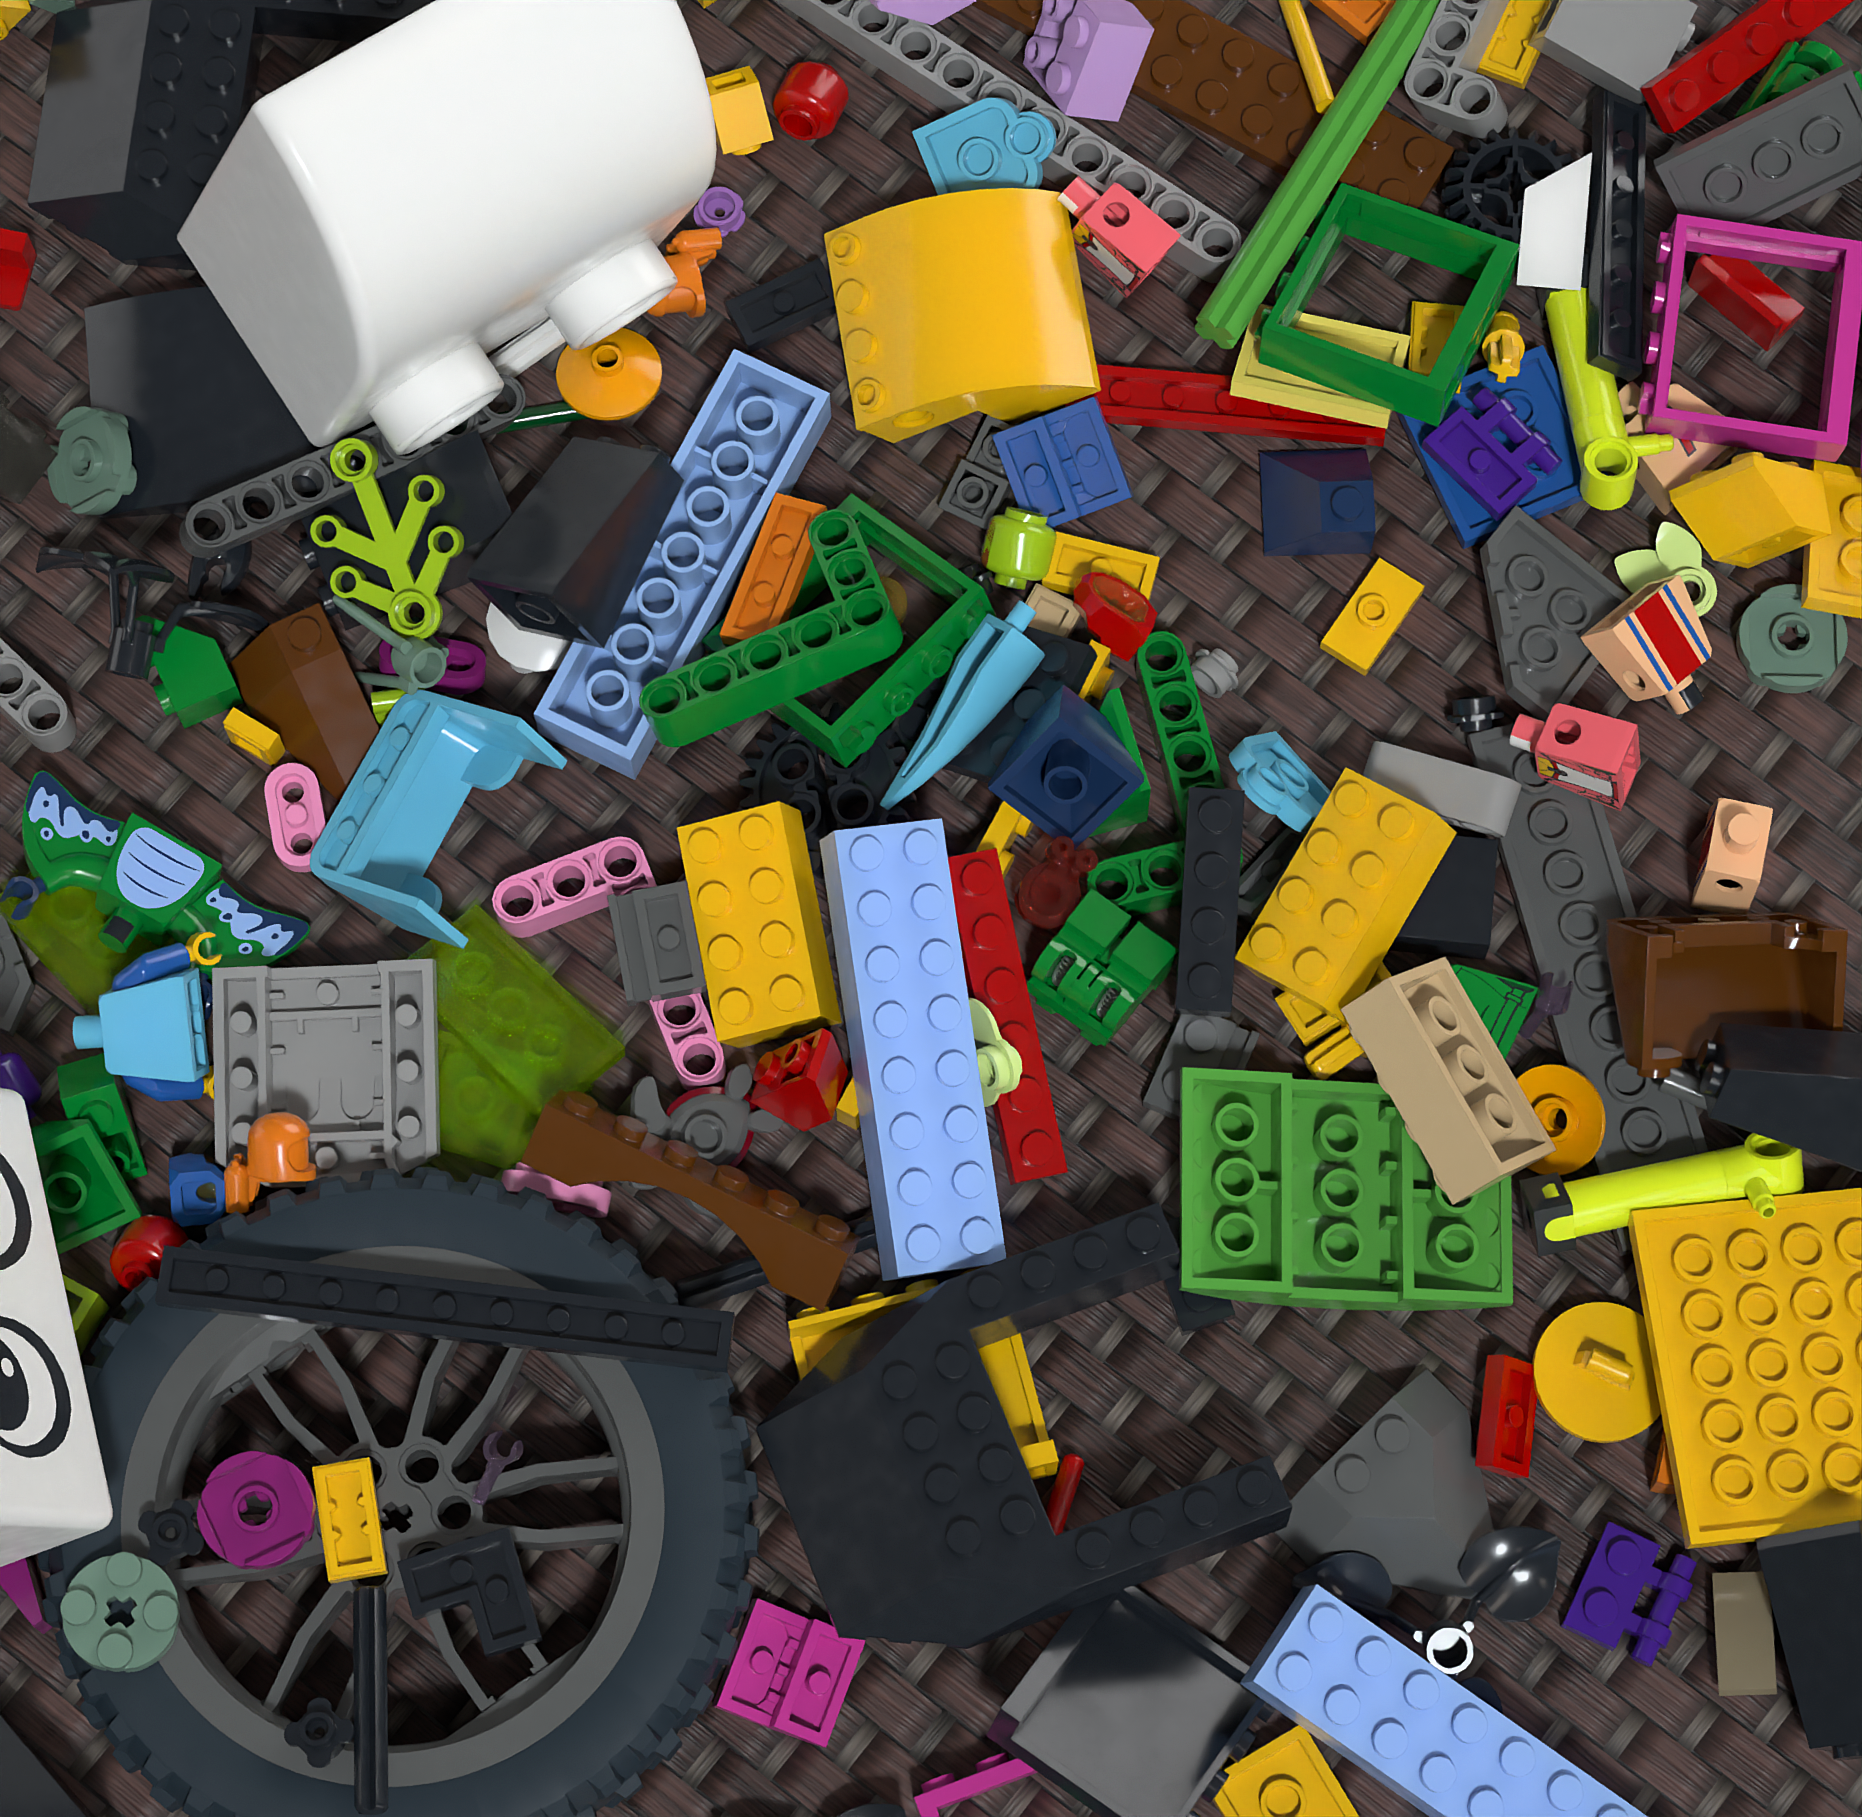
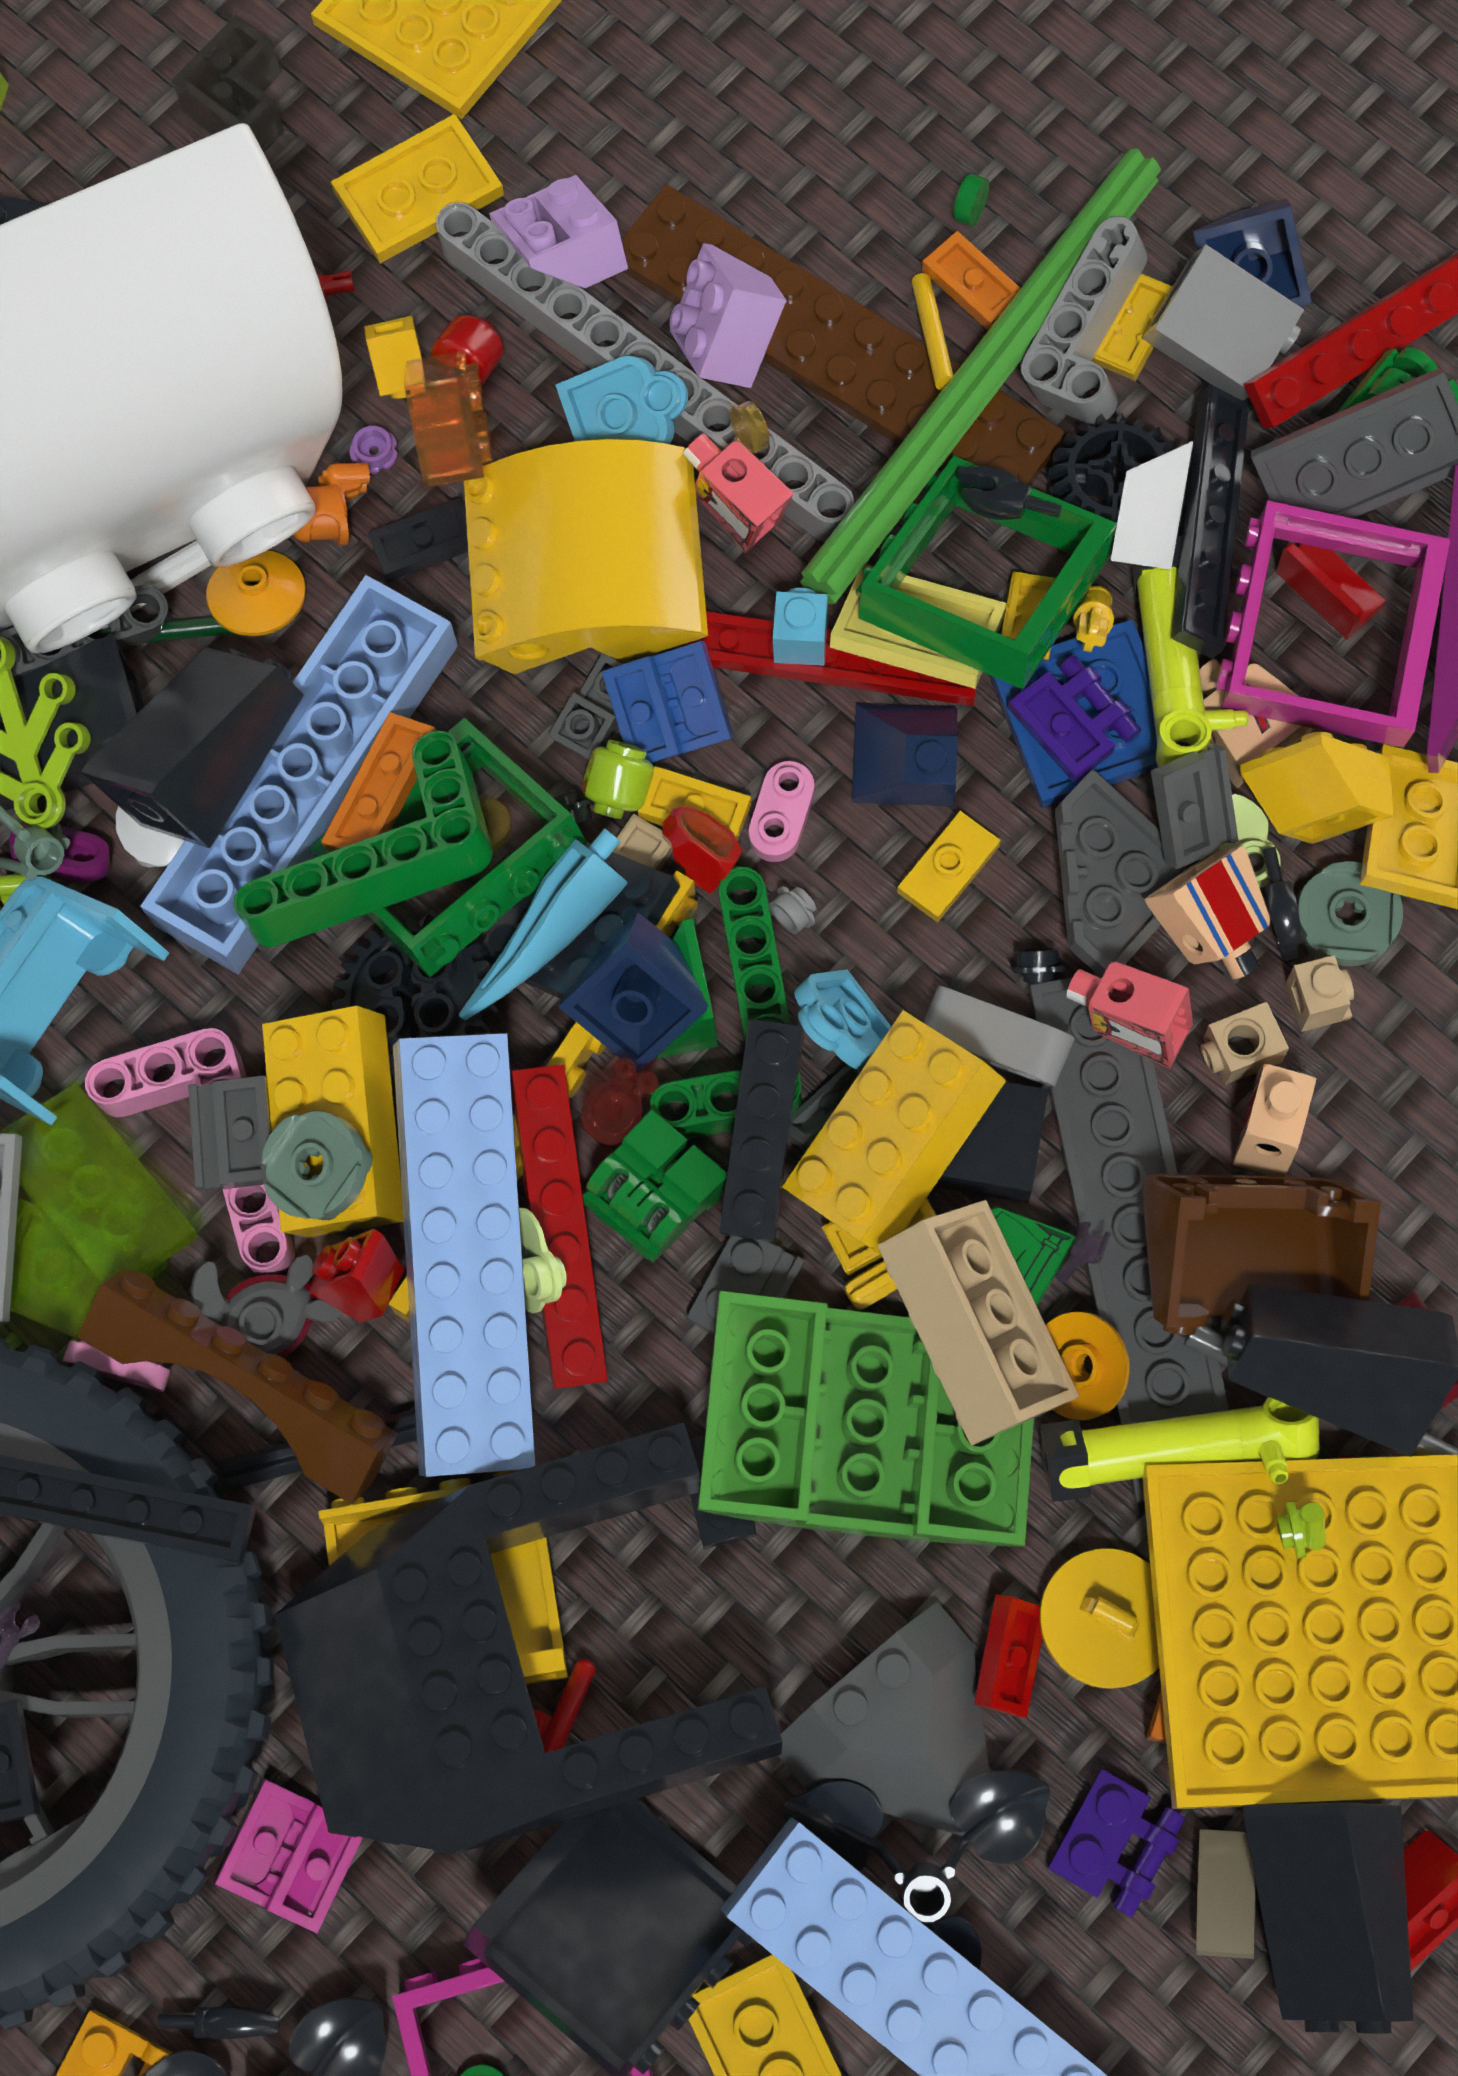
camera: 10 degrees right, 0 degrees up
(784, 965) = (343, 1173): none -> sand green plate
(805, 176) = (443, 410): none -> clear orange brick
(1126, 165) = (750, 426): none -> clear yellow tile
(1191, 567) = (783, 809): none -> bright pink plate
(1198, 375) = (800, 627): none -> medium azure brick
(1401, 225) = (1000, 494): none -> black hand
(1626, 537) = (1194, 806): none -> dark grey plate
(1707, 762) = (1259, 1028): none -> tan brick
(1723, 638) = (1281, 908): none -> black hand
(1768, 722) = (1320, 993): none -> tan brick
(1794, 1260) = (1302, 1528): none -> lime plate

